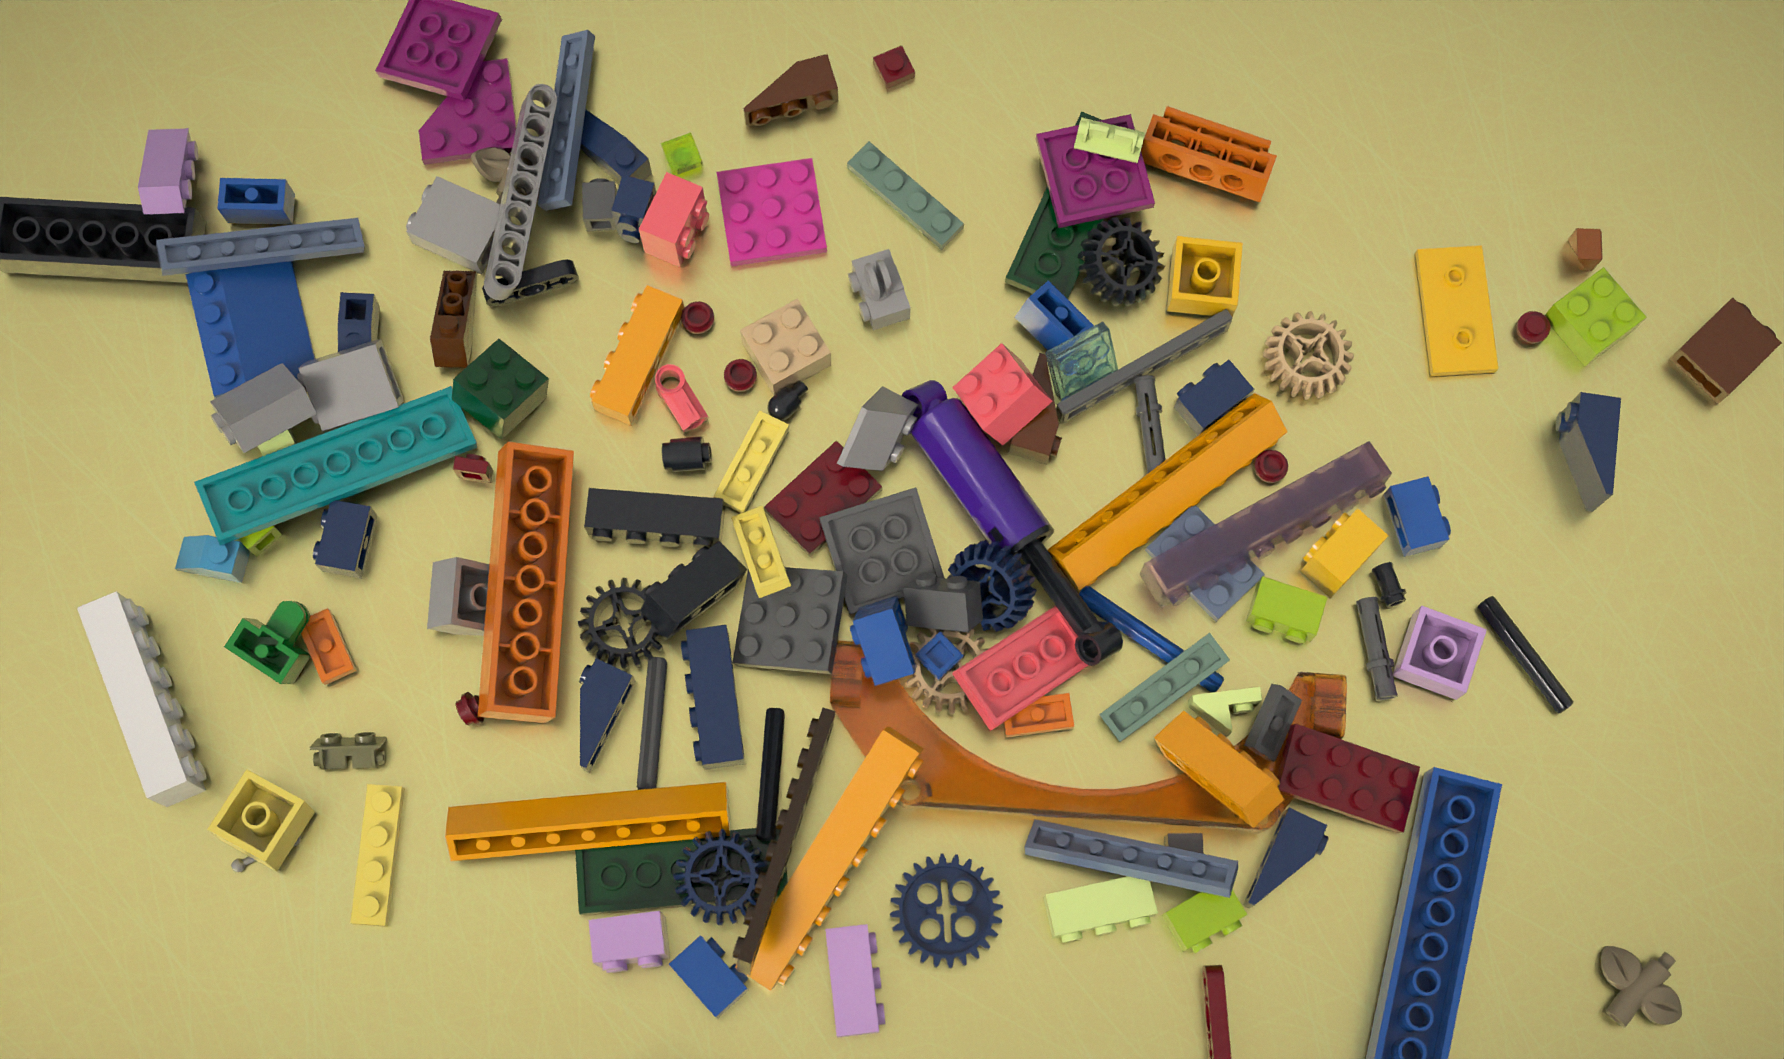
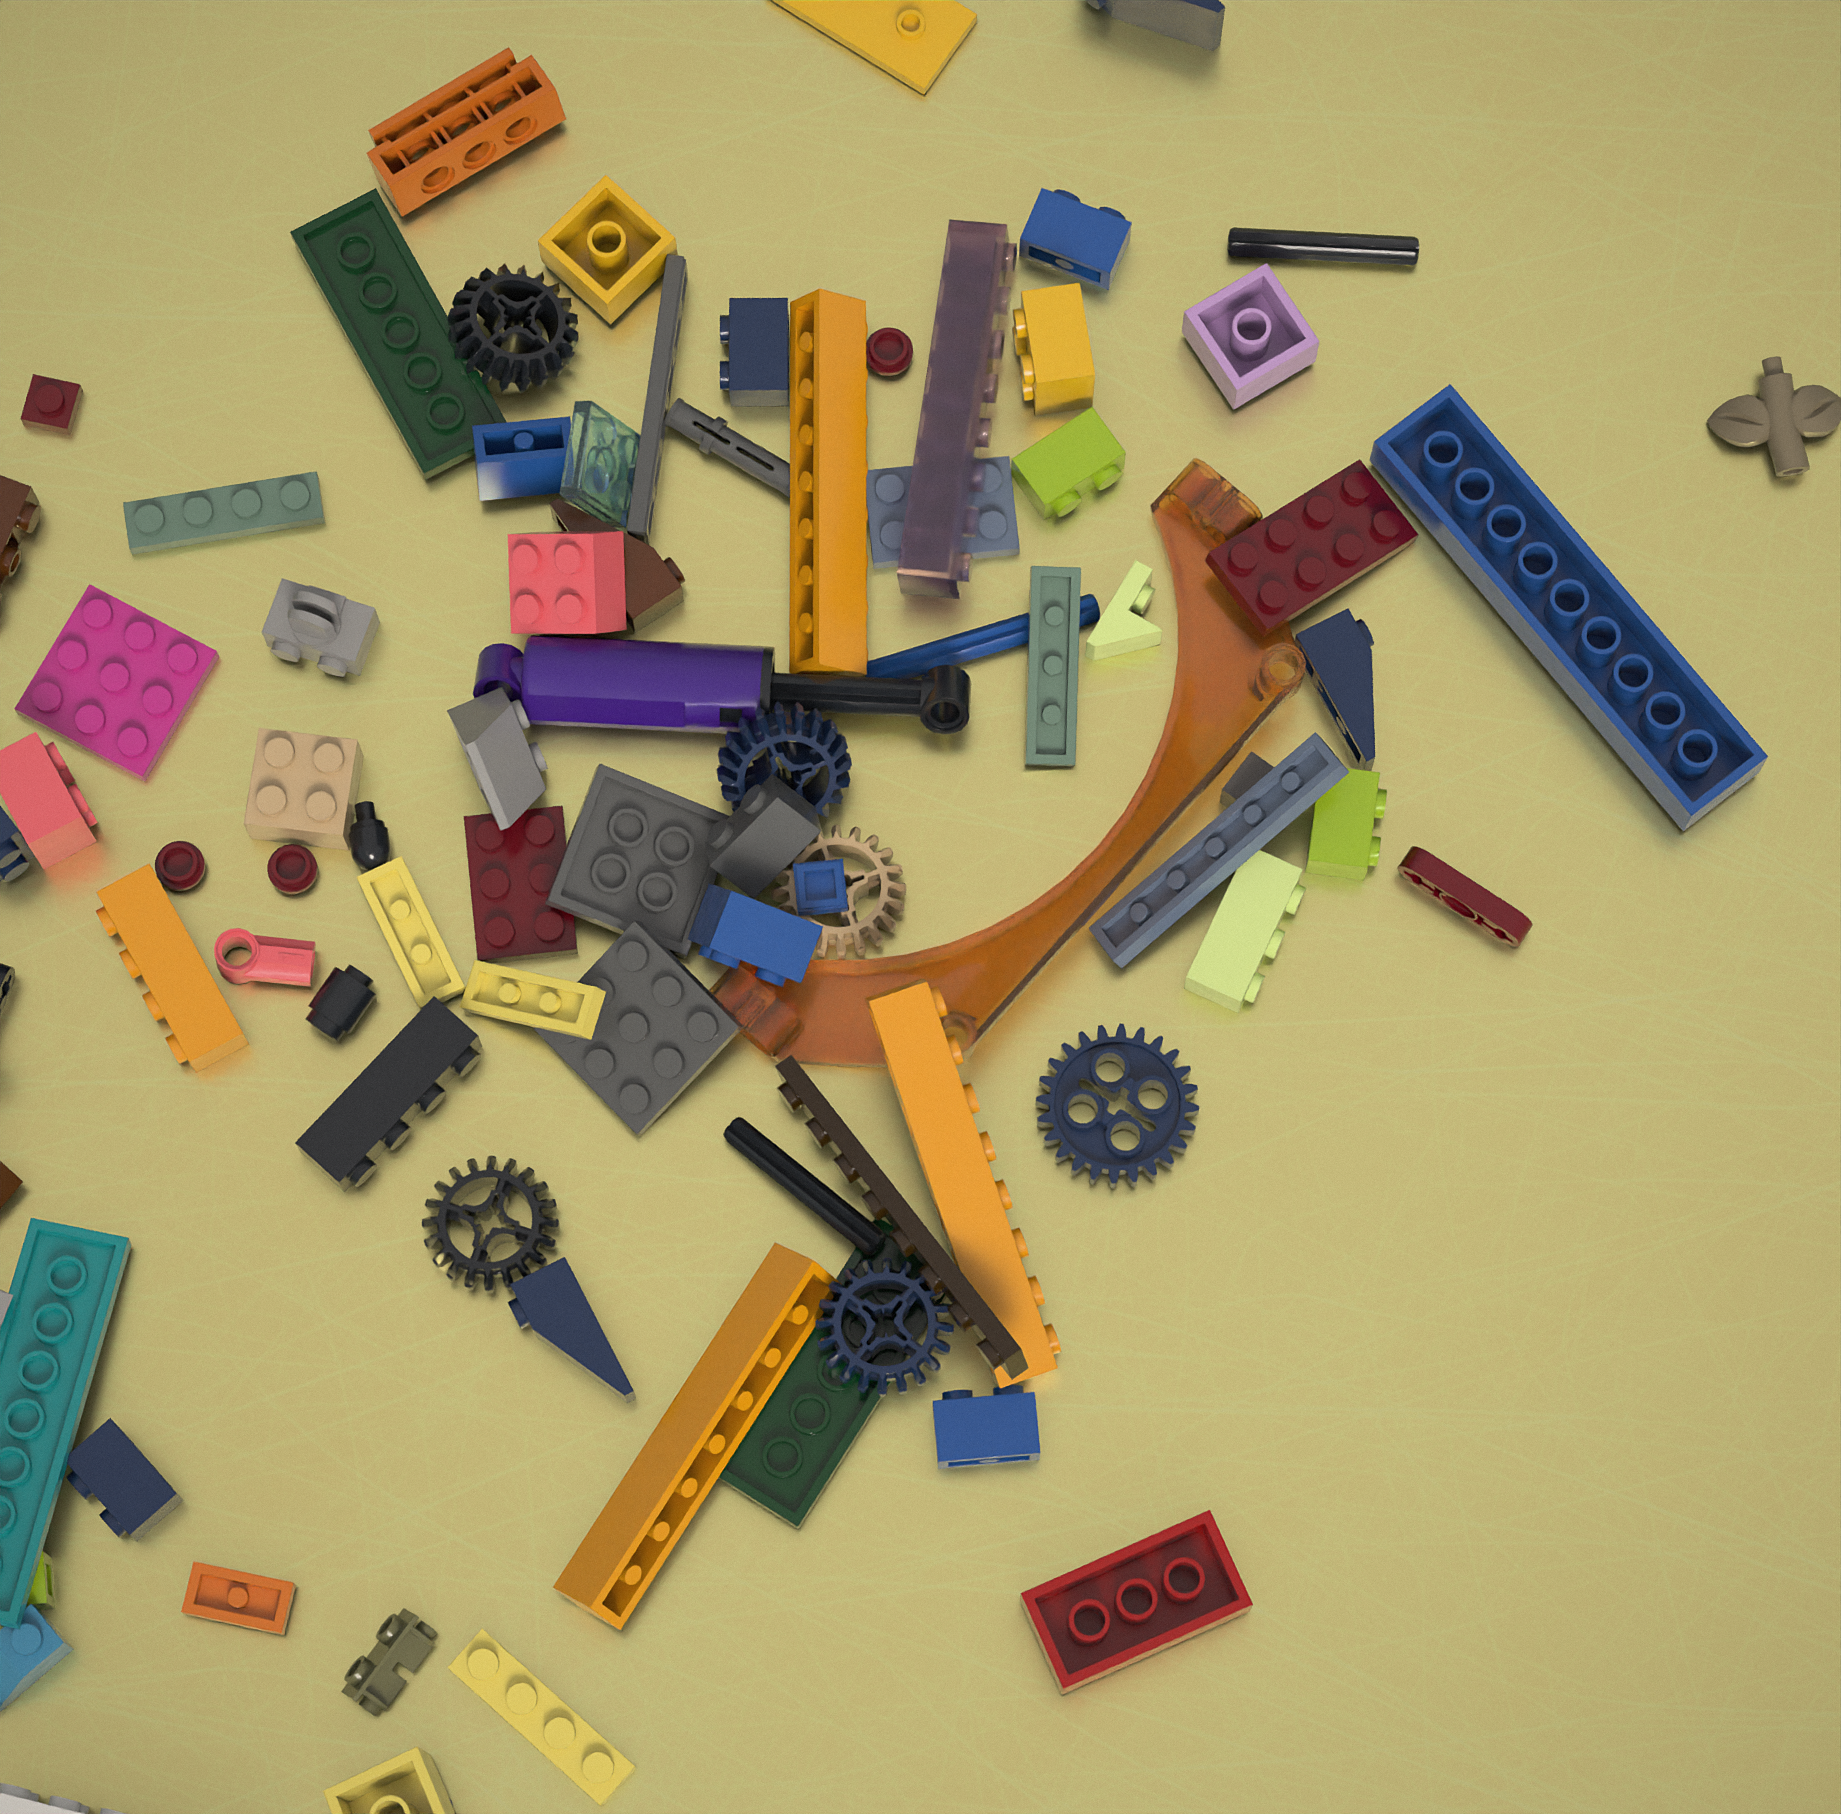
camera: 50 degrees left, 0 degrees up
(272, 645) = (188, 1656): green brick -> none
(458, 596) = (314, 1384): light grey slope -> none
(468, 709) = (452, 1479): dark red plate -> none
(473, 468) = (156, 1264): dark red plate -> none
(500, 388) = (85, 1159): dark green brick -> none
(526, 583) = (353, 1299): orange brick -> none
(629, 940) = (877, 1485): lavender brick -> none
(651, 723) = (635, 1281): dark grey axle -> none
(692, 588) = (515, 1110): black brick -> none
(714, 697) = (663, 1184): dark blue brick -> none
(854, 980) = (1116, 1268): lavender brick -> none
(1021, 668) = (905, 807): coral plate -> none
(1043, 715) = (971, 833): orange plate -> none
(1091, 184) = (379, 272): magenta plate -> none
(1109, 140) = (359, 225): yellowish green hinge -> none
(1220, 768) = (1194, 673): light orange brick -> none
(1273, 722) = (1187, 577): dark grey plate -> none
(1299, 346) = (774, 211): tan gear -> none
(1378, 656) = (1181, 396): dark grey pin -> none
(1389, 585) = (1128, 330): black pin -> none

